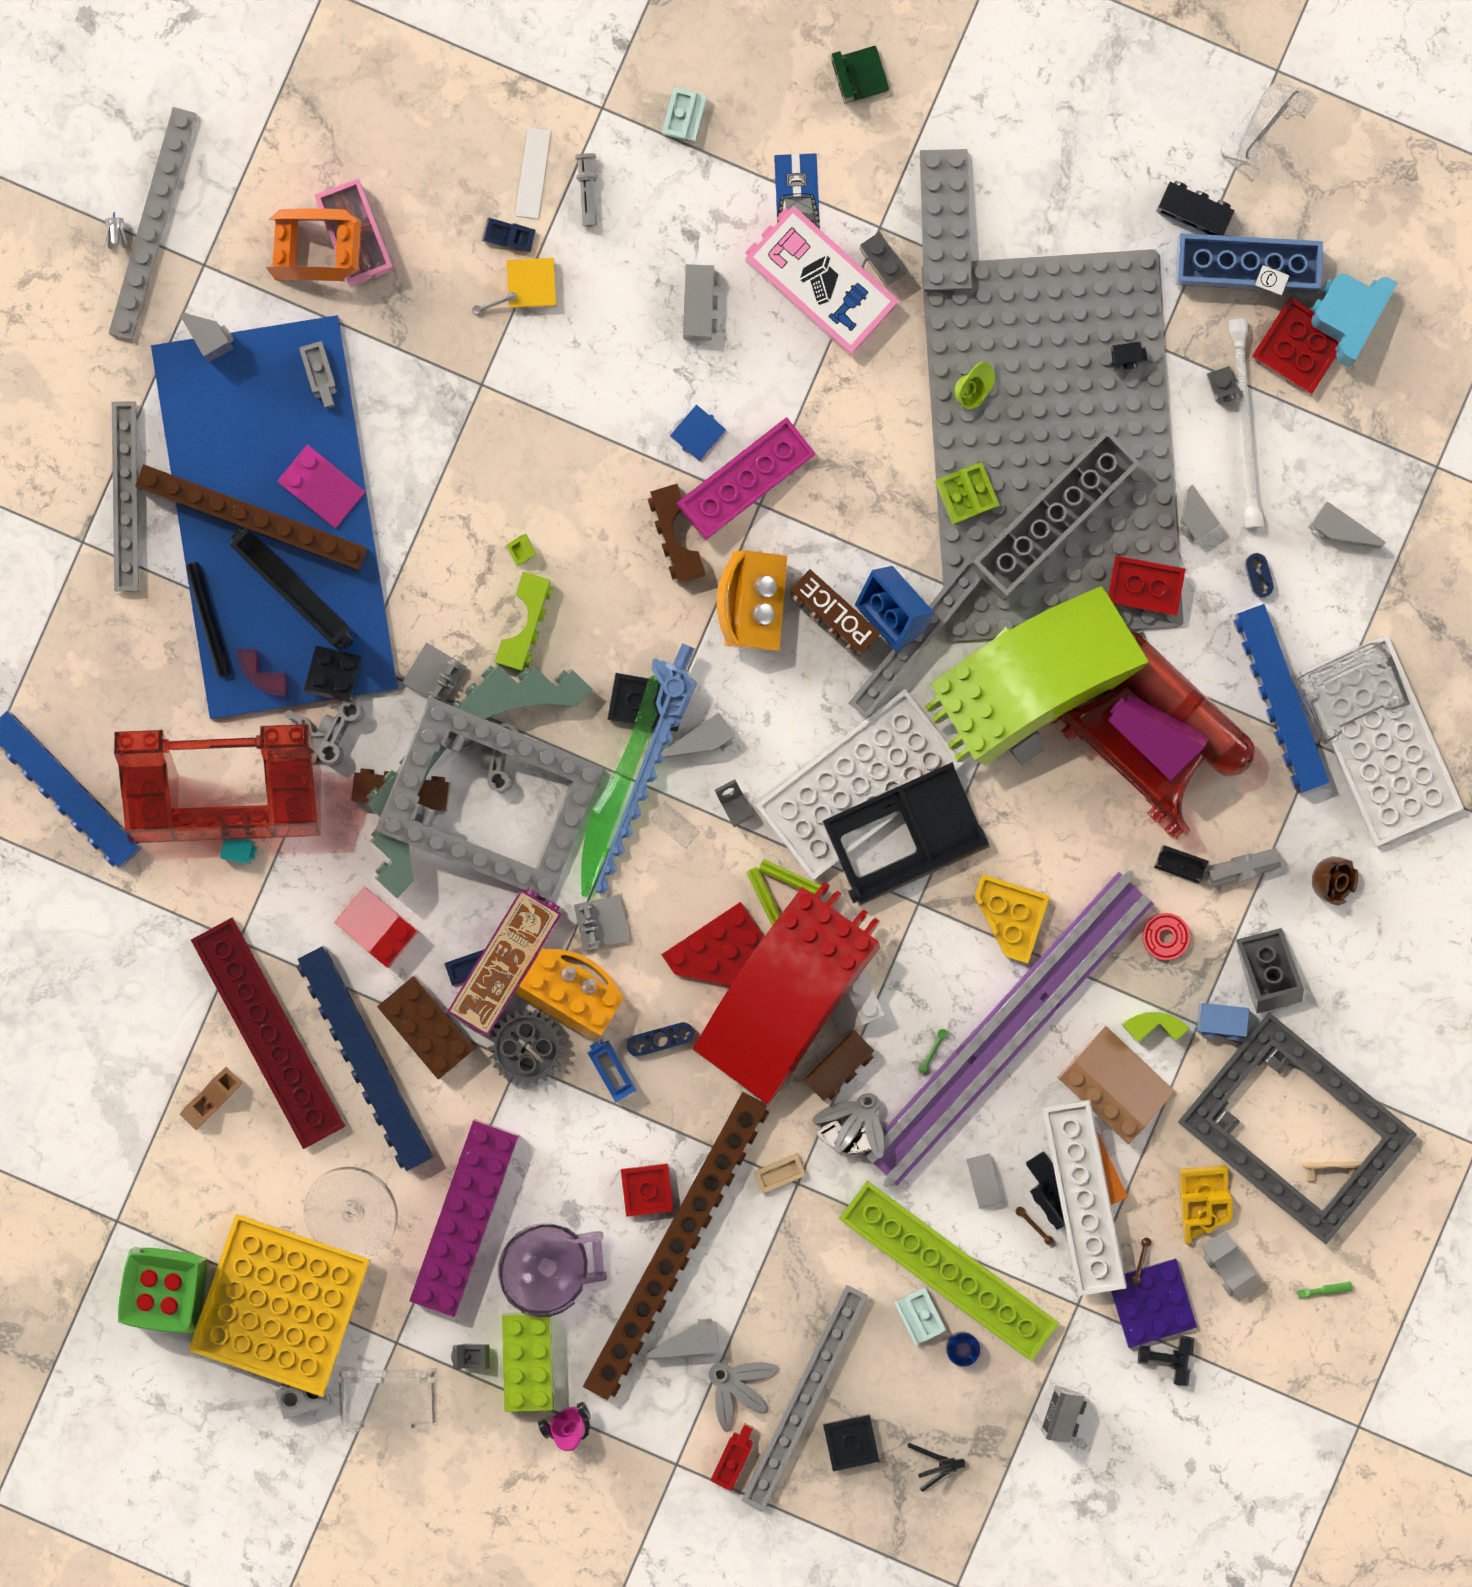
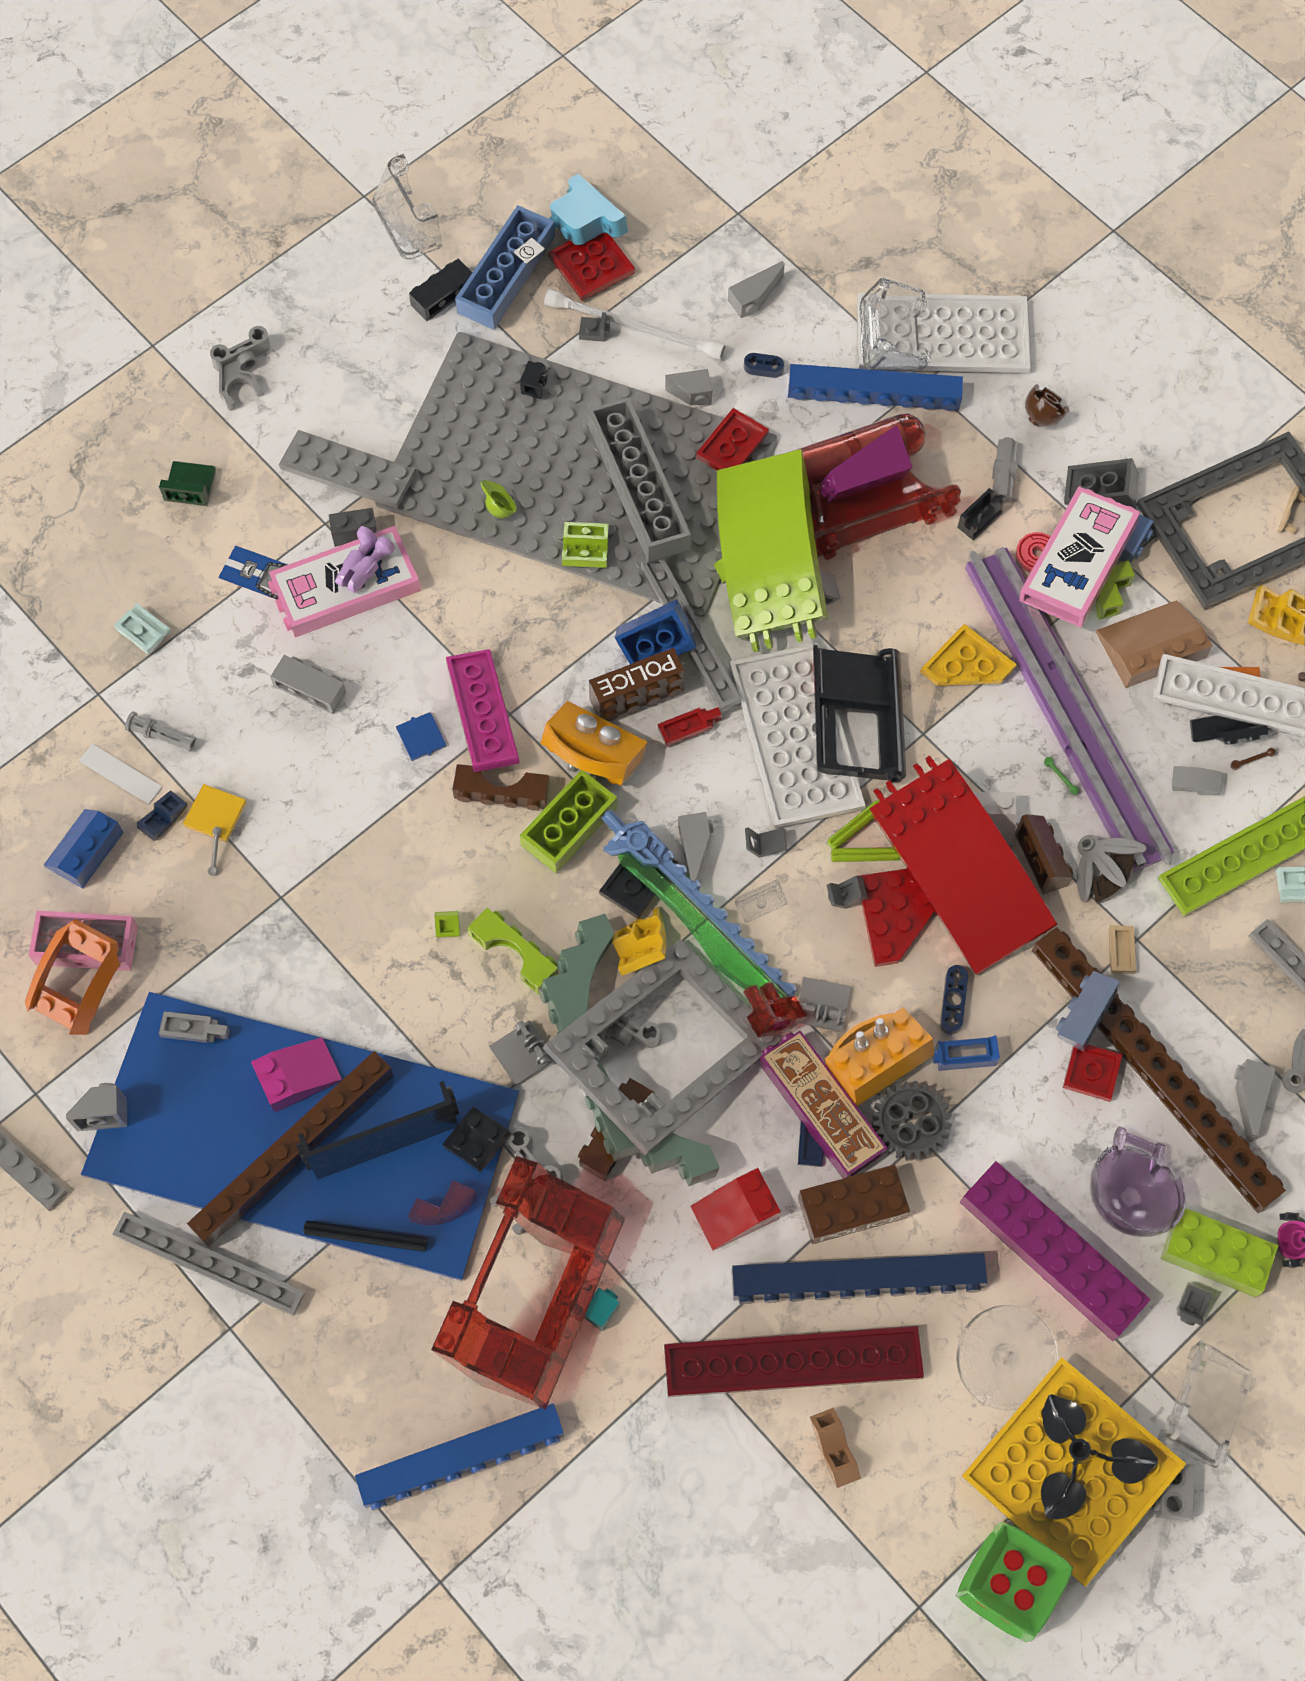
camera: 70 degrees left, 20 degrees down
(254, 1300) = (1062, 1495): none -> black plant
(444, 180) = (84, 847): none -> blue slope
(564, 887) = (773, 1013): none -> clear red brick
(582, 734) = (641, 943): none -> yellow slope
(668, 613) = (568, 821): none -> lime brick
(691, 1163) = (1087, 1010): none -> sand blue slope
(717, 899) = (847, 893): none -> dark grey bracket
(821, 678) = (688, 725): none -> red hinge
(834, 292) = (357, 566): none -> lavender piece
(1011, 46) = (238, 358): none -> light grey piece
(1168, 980) = (1079, 556): none -> brick

